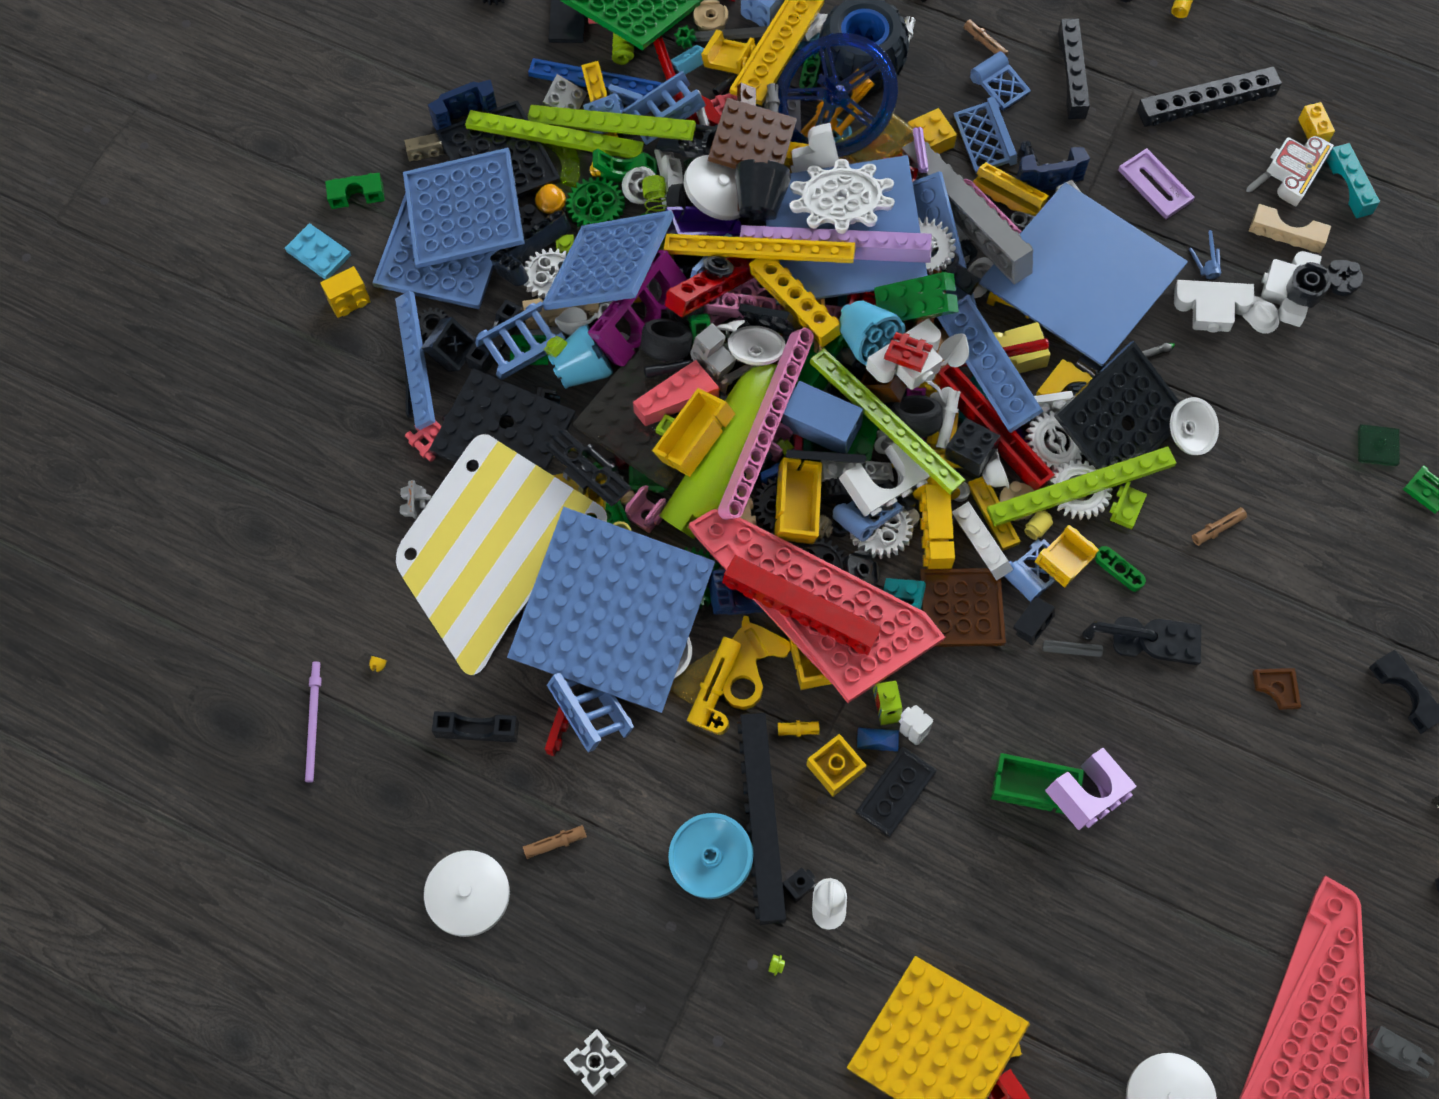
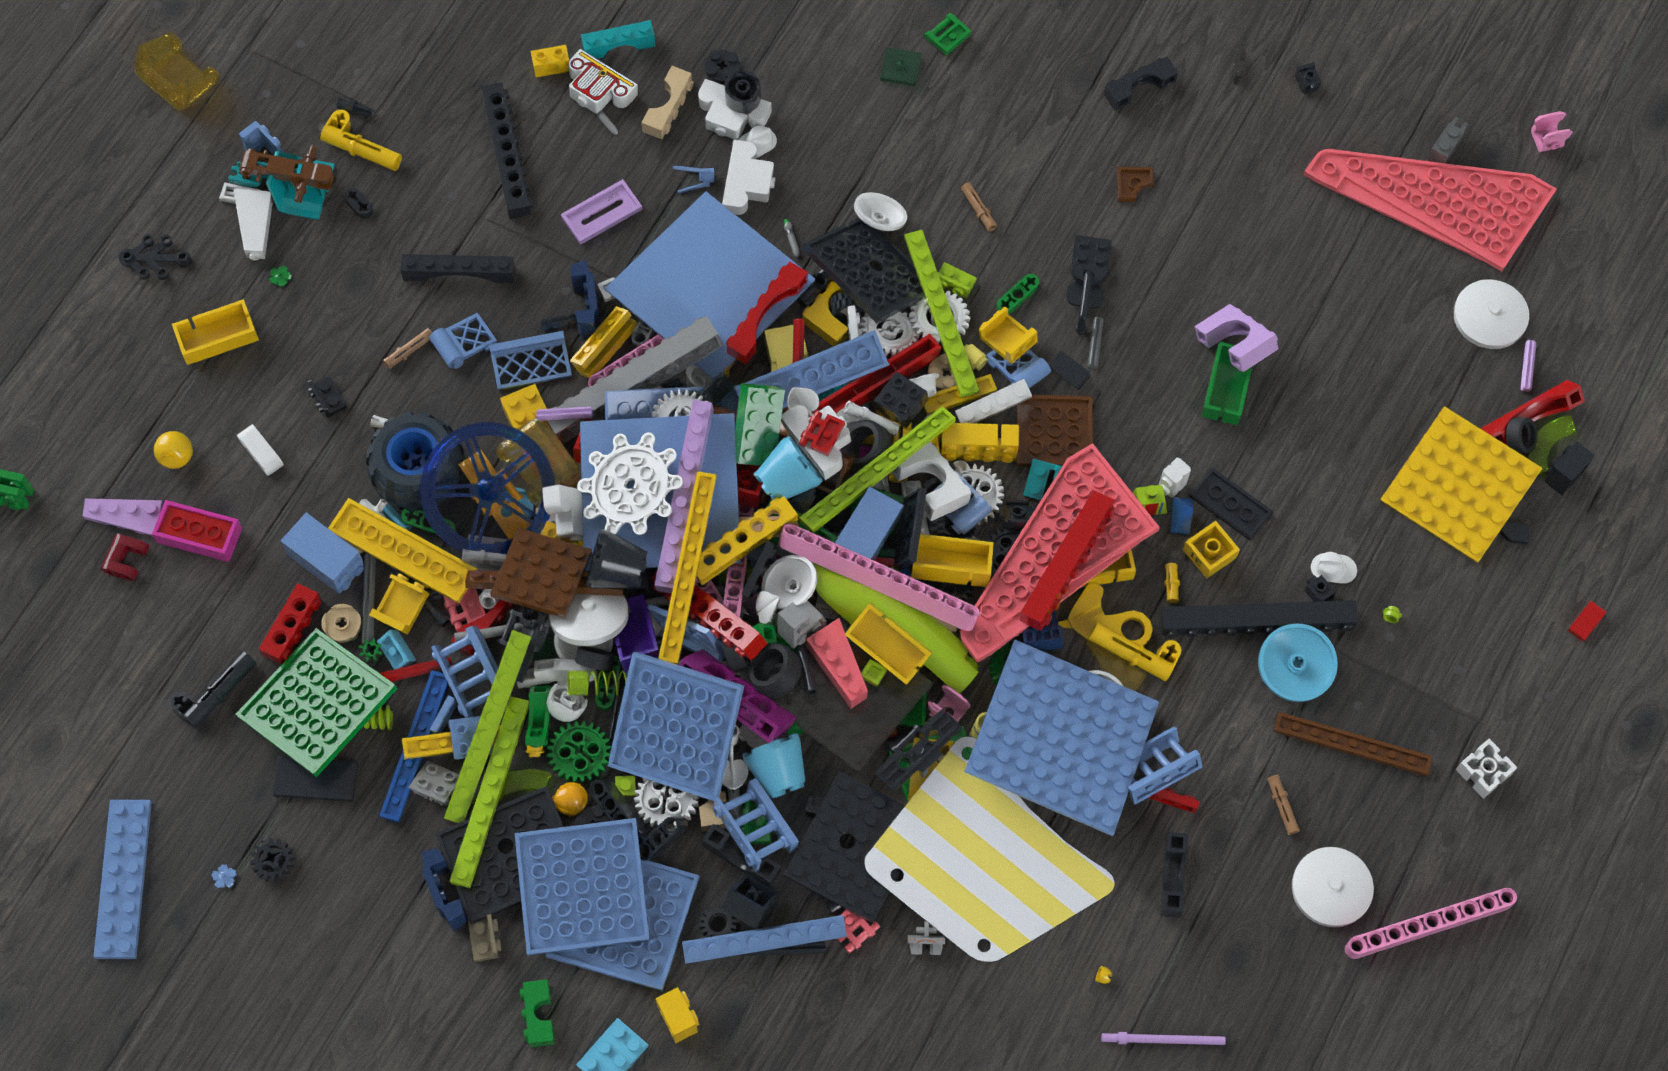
camera: 90 degrees left, 0 degrees up
(430, 1003) = (1439, 918): none -> bright pink beam
(555, 346) = (770, 784): lime plate -> none
(623, 918) = (1353, 744): none -> reddish brown plate
(718, 266) = (708, 601): black gear -> none
(1089, 334) = (787, 284): none -> red arch

